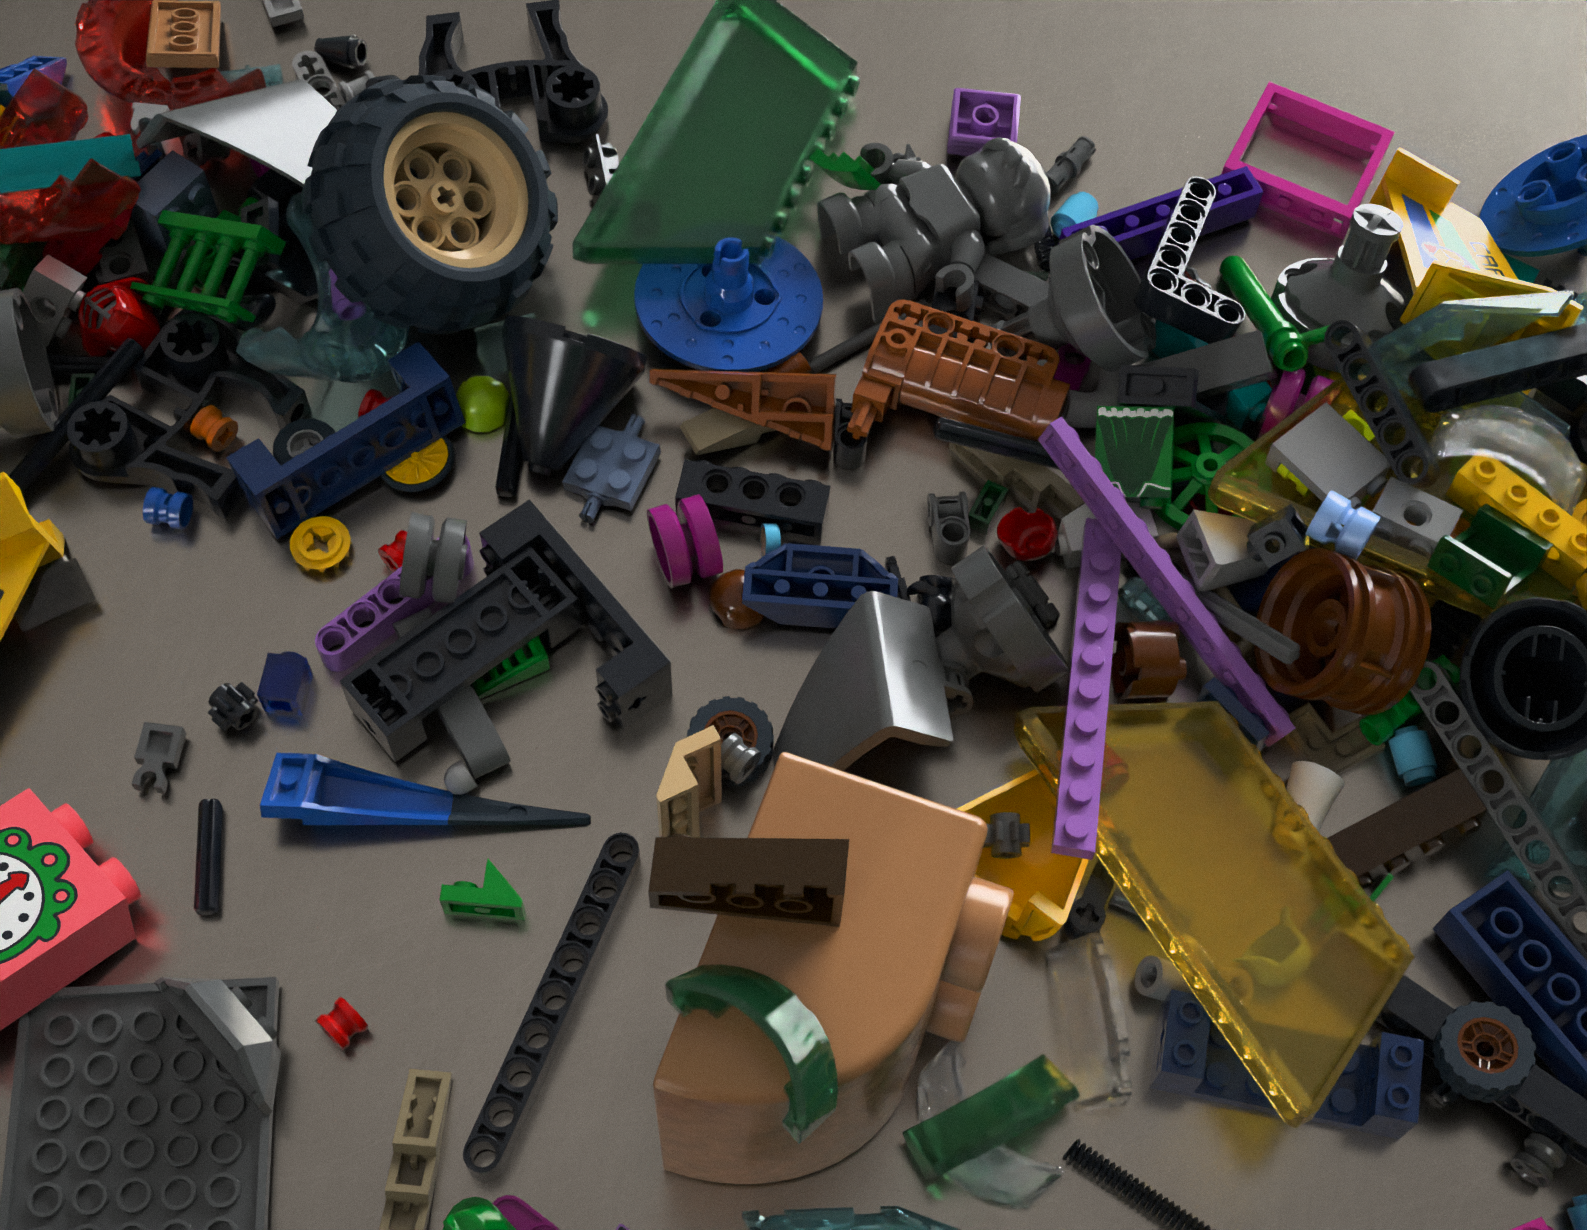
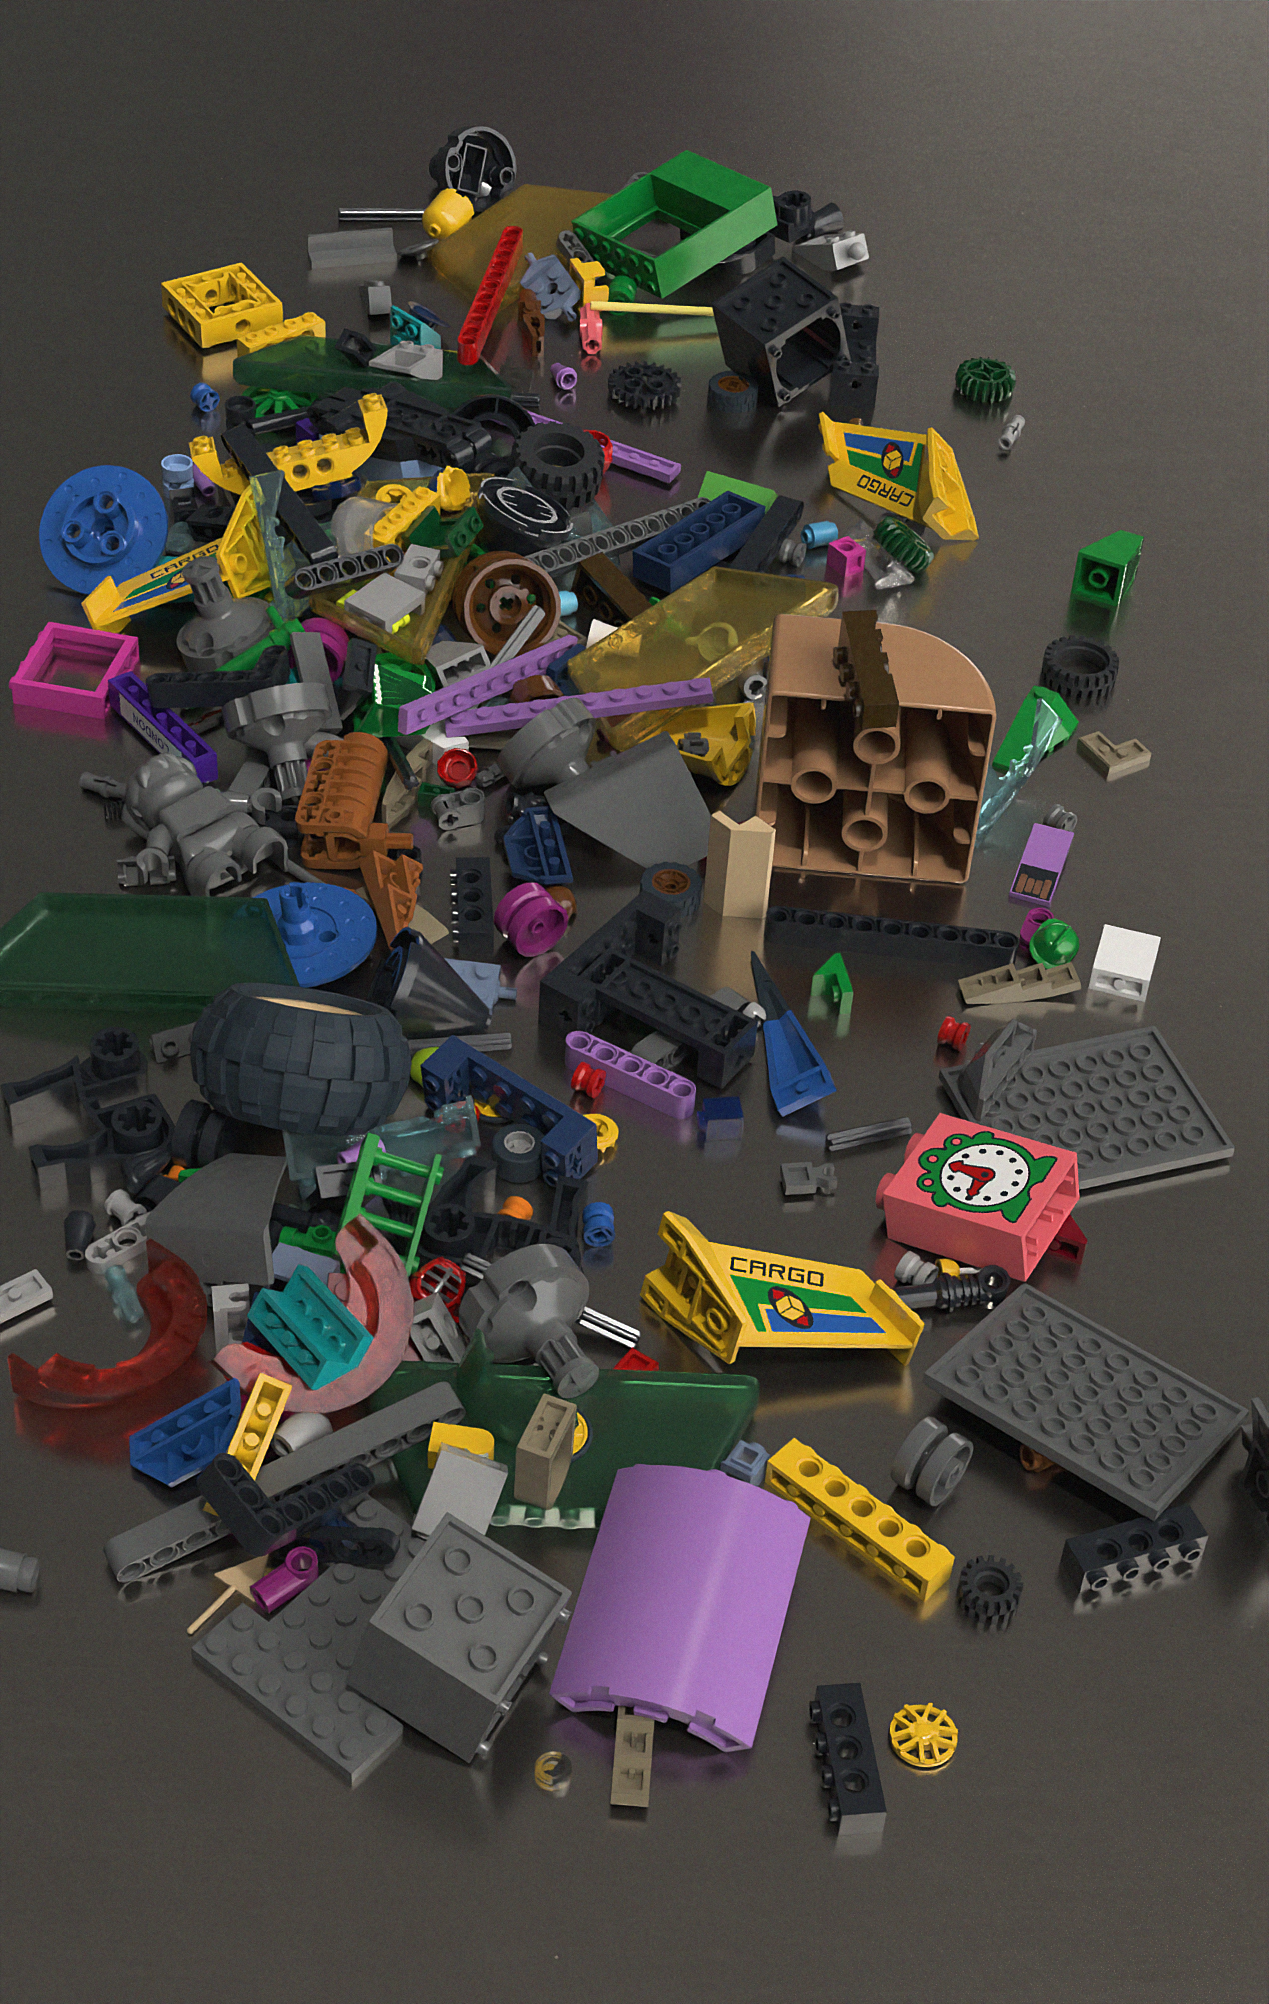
camera: 105 degrees left, 20 degrees down
(184, 34) = (107, 1317): medium nougat plate -> none
(233, 706) = (753, 1140): black gear -> none
(436, 558) = (610, 1018): dark grey wheel -> none
(738, 758) = (692, 865): dark grey wheel -> none
(769, 538) = (501, 888): medium azure tile -> none
(783, 1020) = (934, 670): clear green windscreen -> none
(845, 170) = (176, 862): green slope -> none
(981, 117) = (79, 829): medium lavender brick -> none
(1286, 528) = (452, 622): black brick -> none
(1357, 523) = (446, 582): light blue wheel -> none
(1492, 1031) = (753, 549): black wheel -> none

